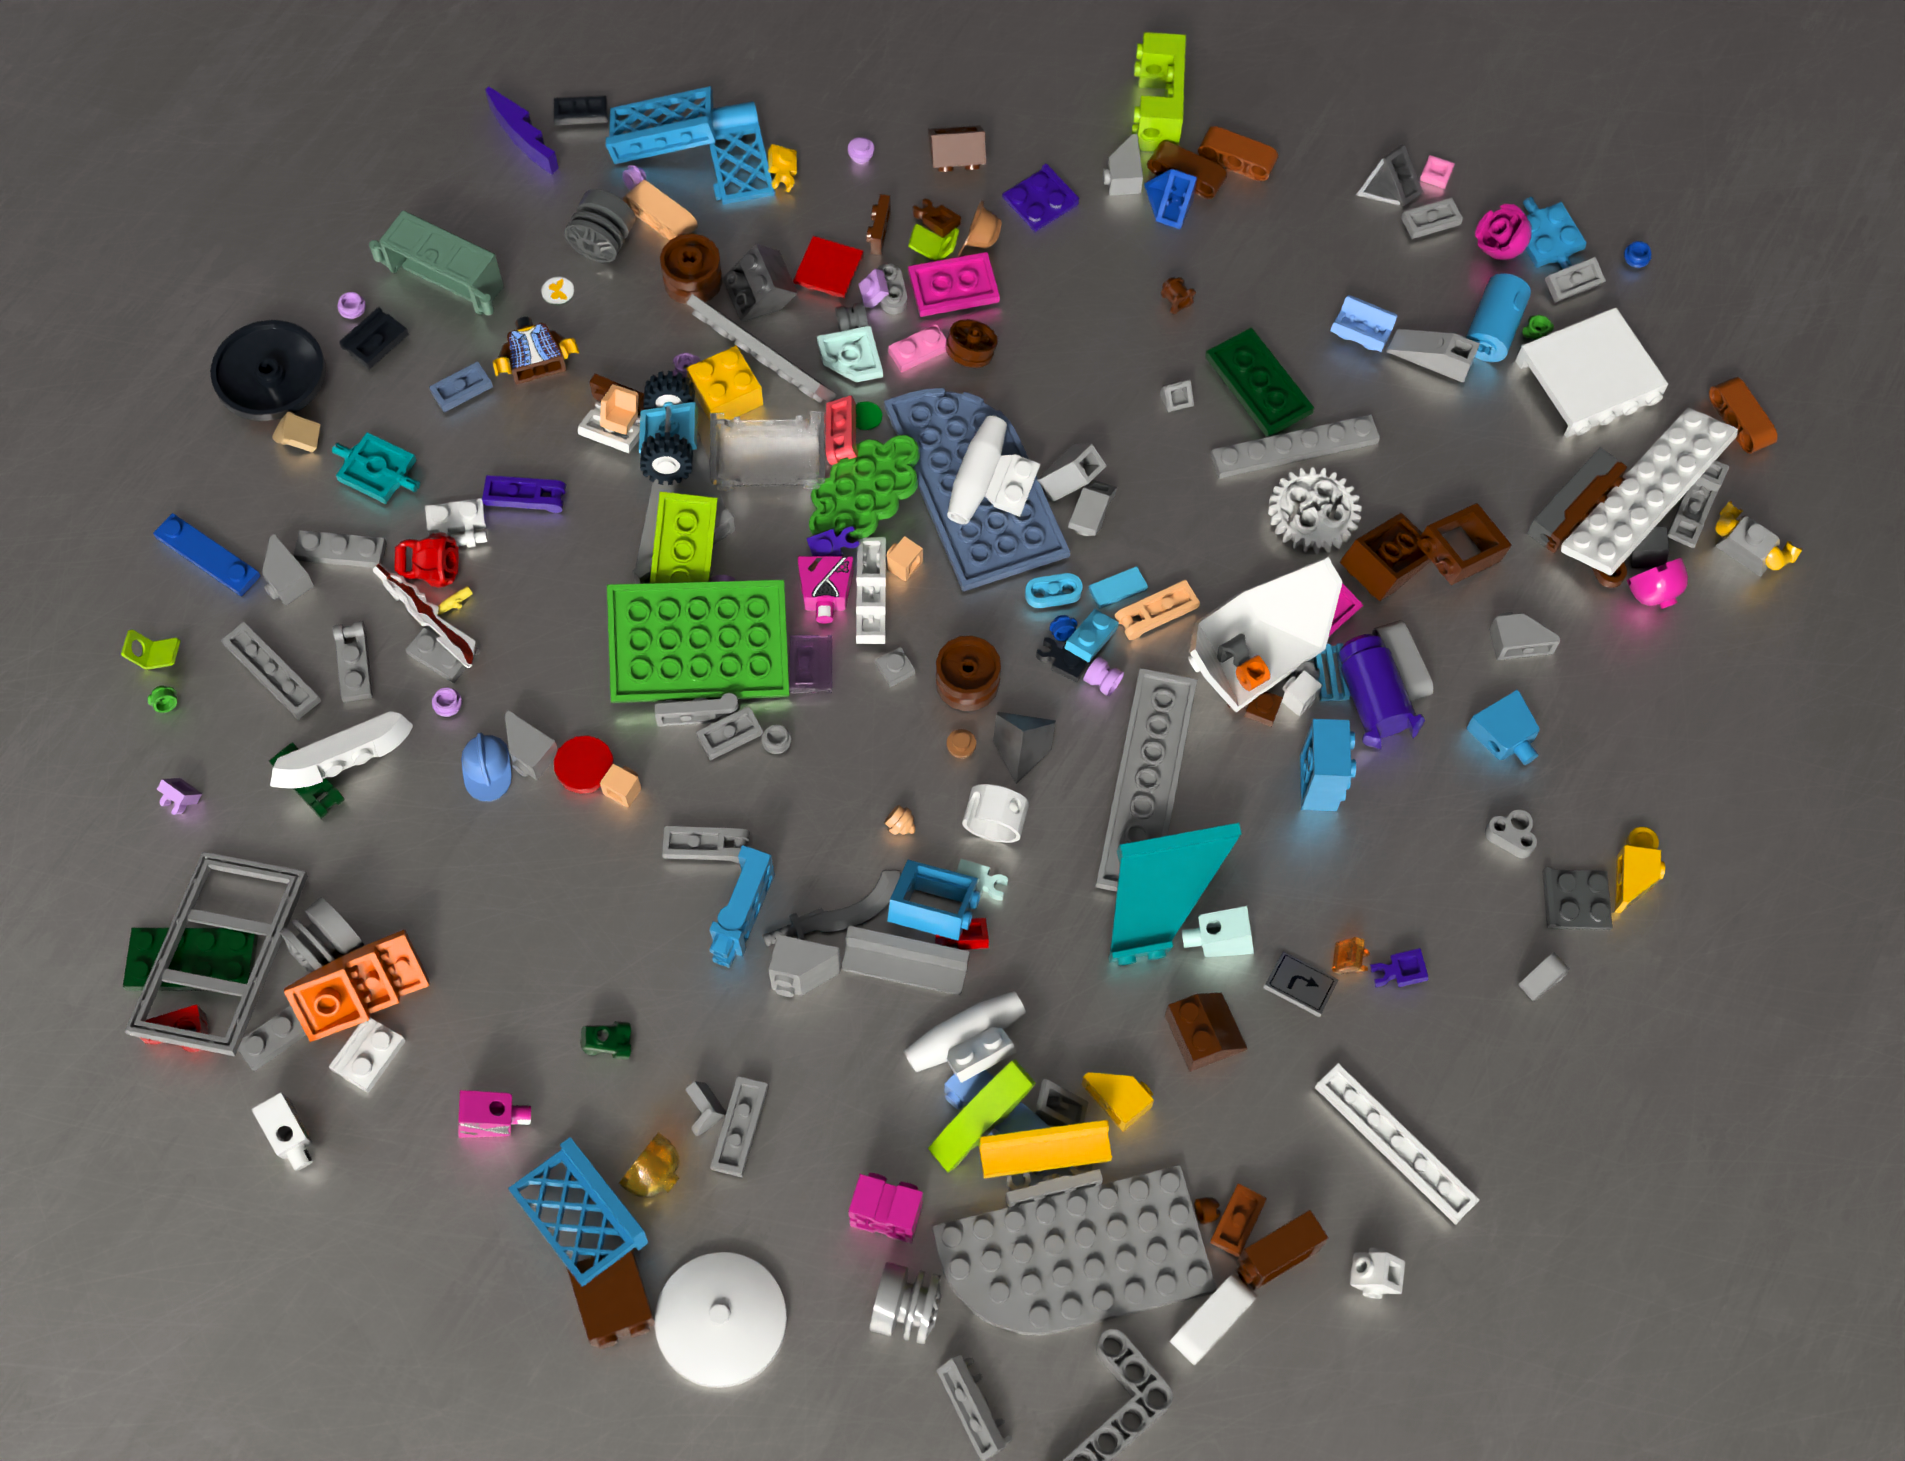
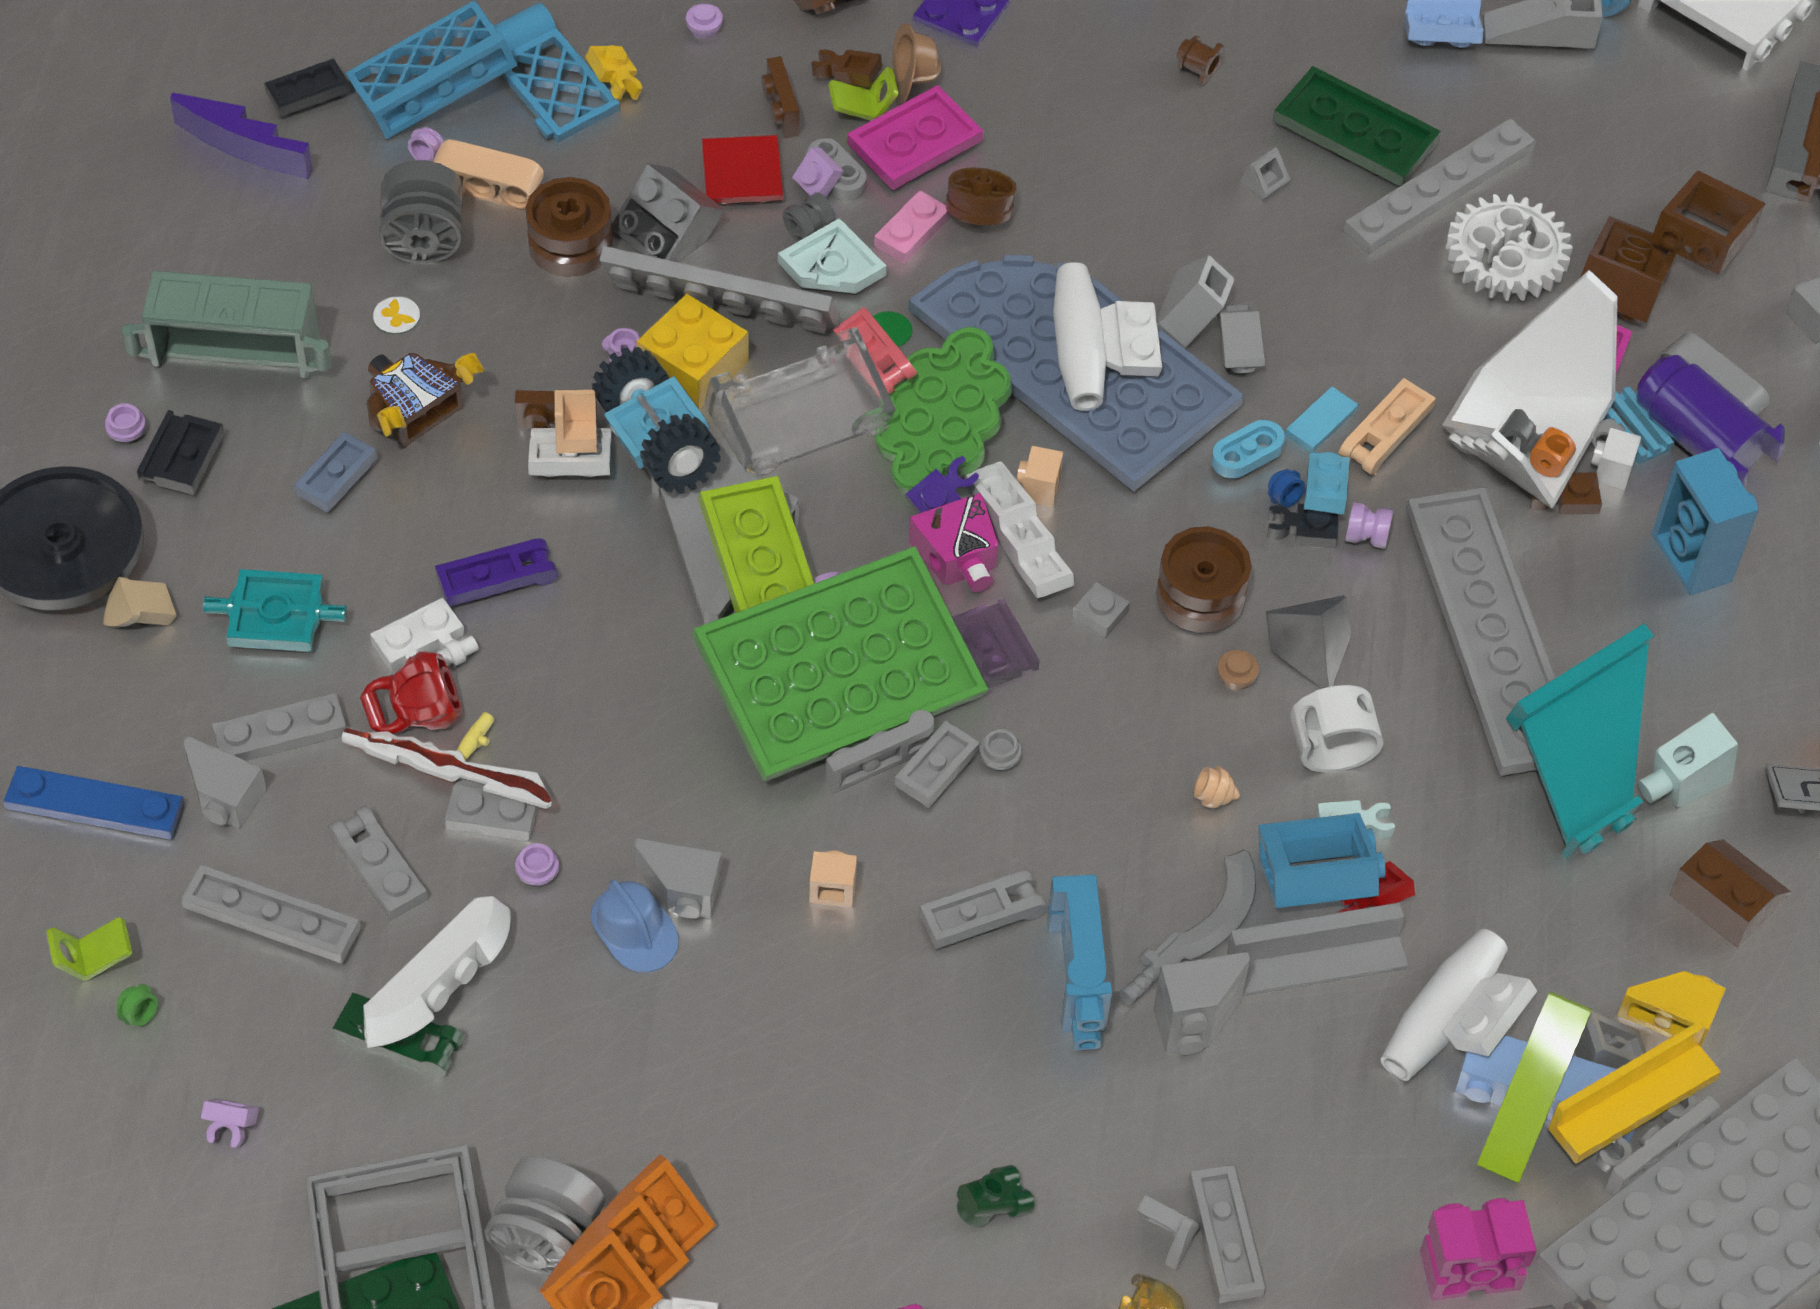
camera: 25 degrees left, 10 degrees down
(582, 764) = (765, 874): red tile -> none

